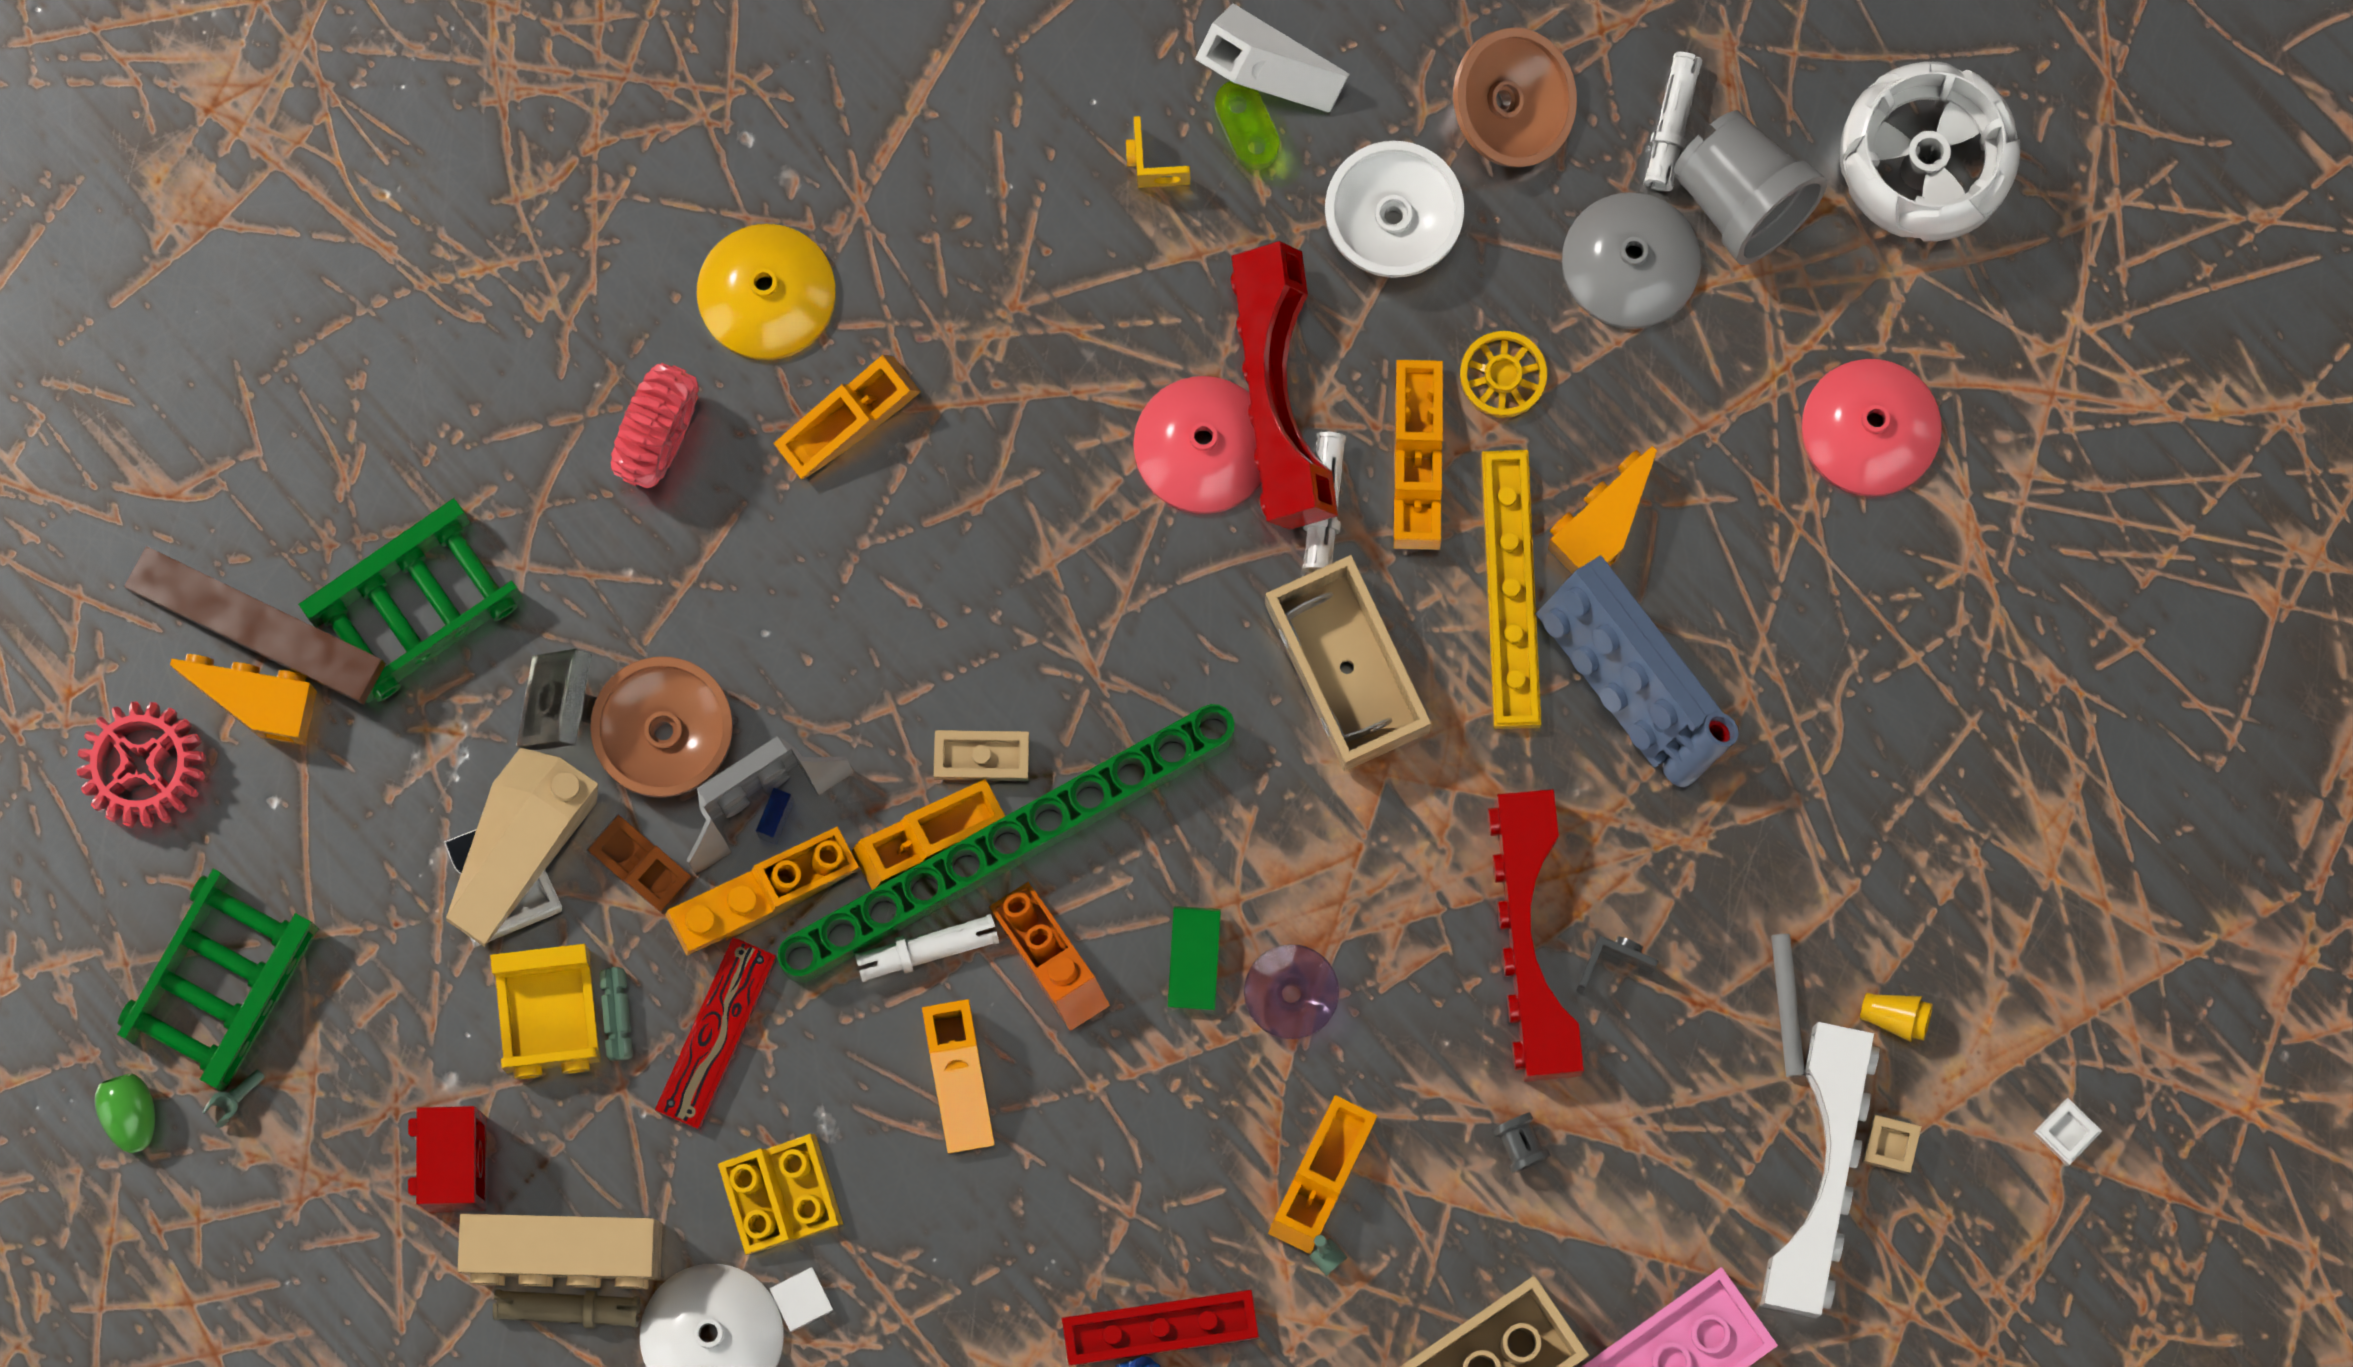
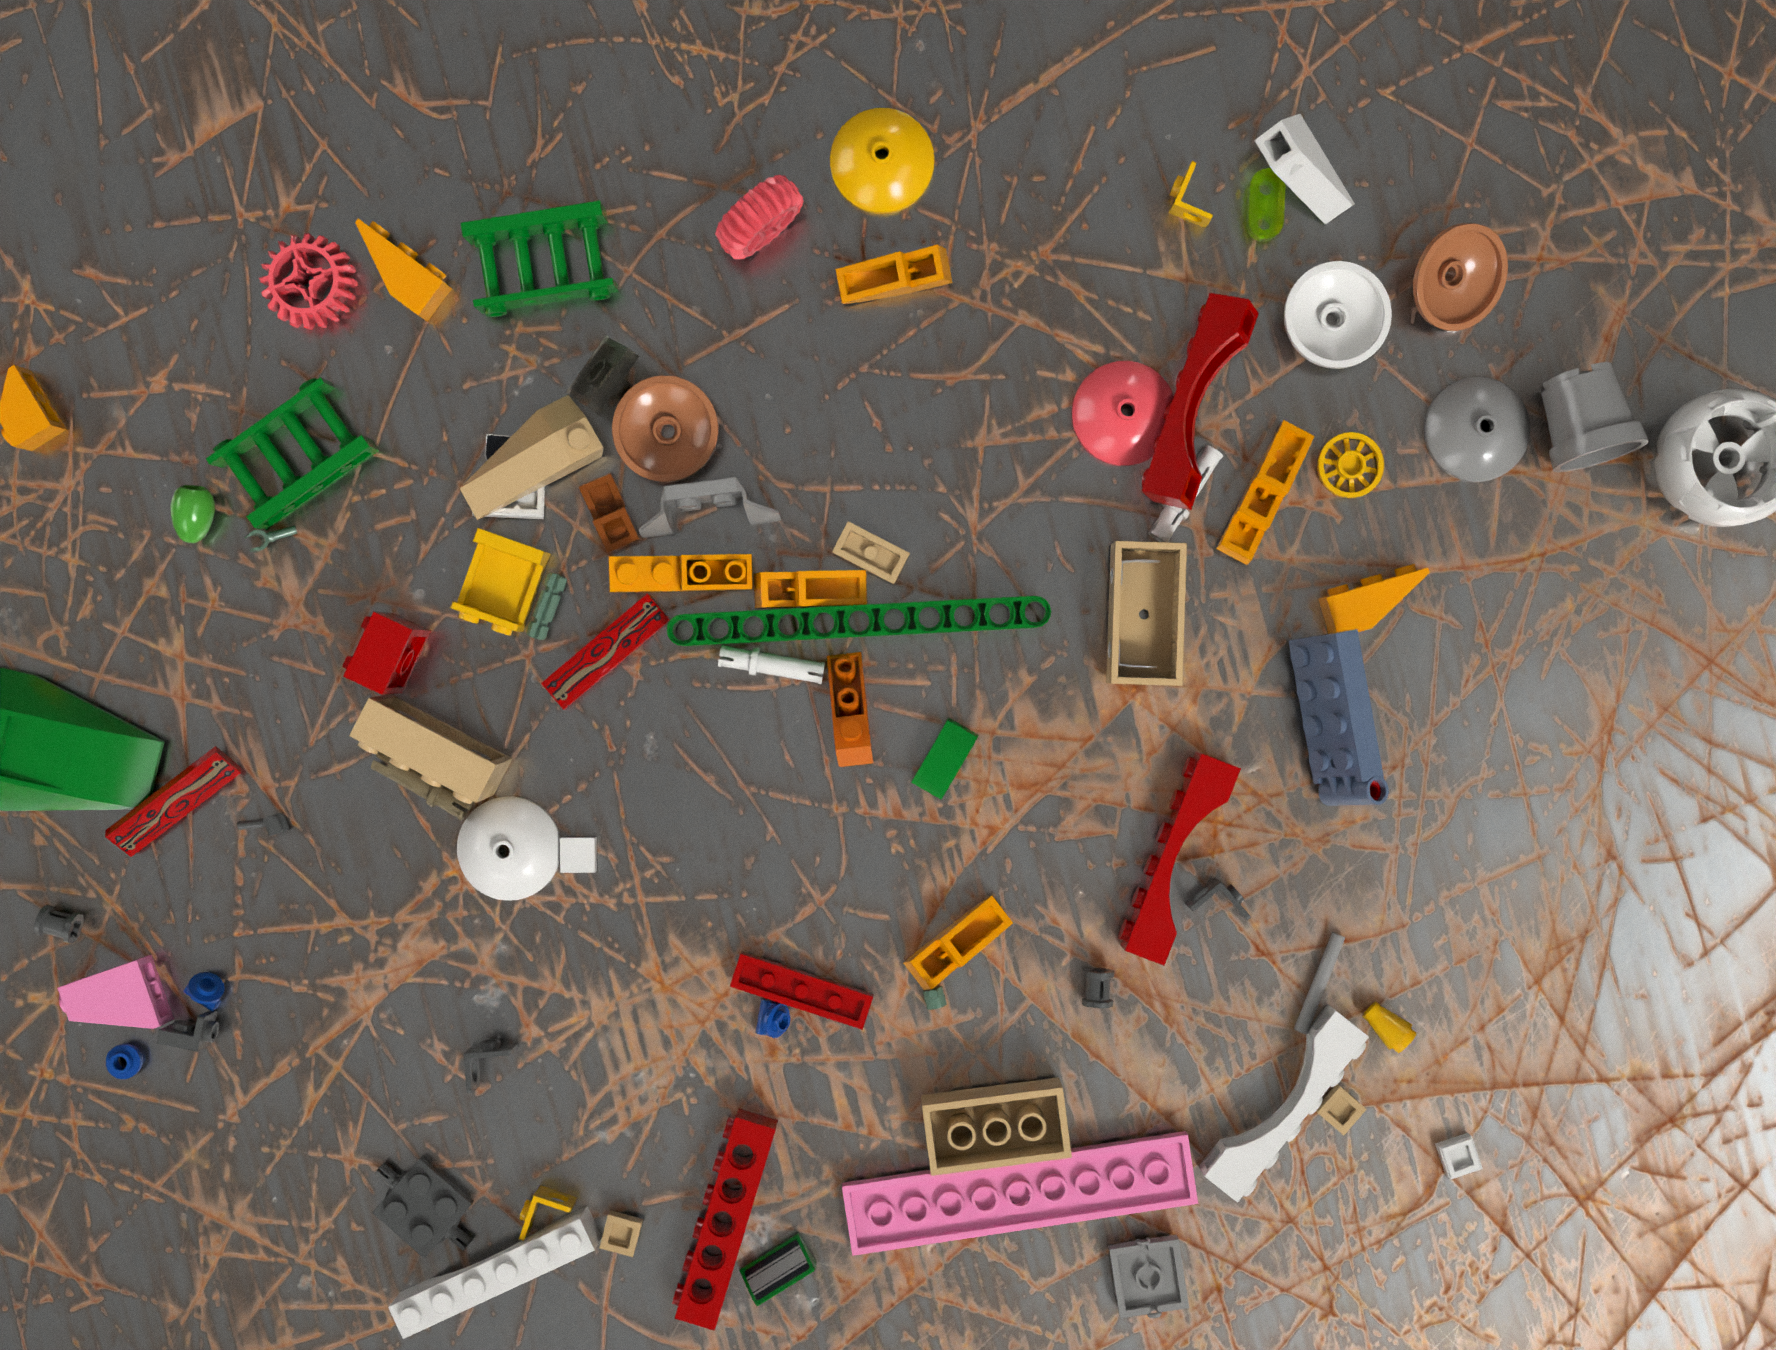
camera: 25 degrees right, 10 degrees up
(255, 625) = (426, 223): reddish brown tile -> none
(775, 816) = (713, 526): clear blue tile -> none
(780, 1194) = (597, 779): yellow slope -> none
(958, 1076) = (750, 760): light orange slope -> none
(1291, 967) = (1010, 827): dish -> none
(1511, 589) = (1280, 614): yellow tile -> none
(1675, 111) = (1549, 356): white pin -> none
(1868, 457) = (1557, 628): coral dish -> none

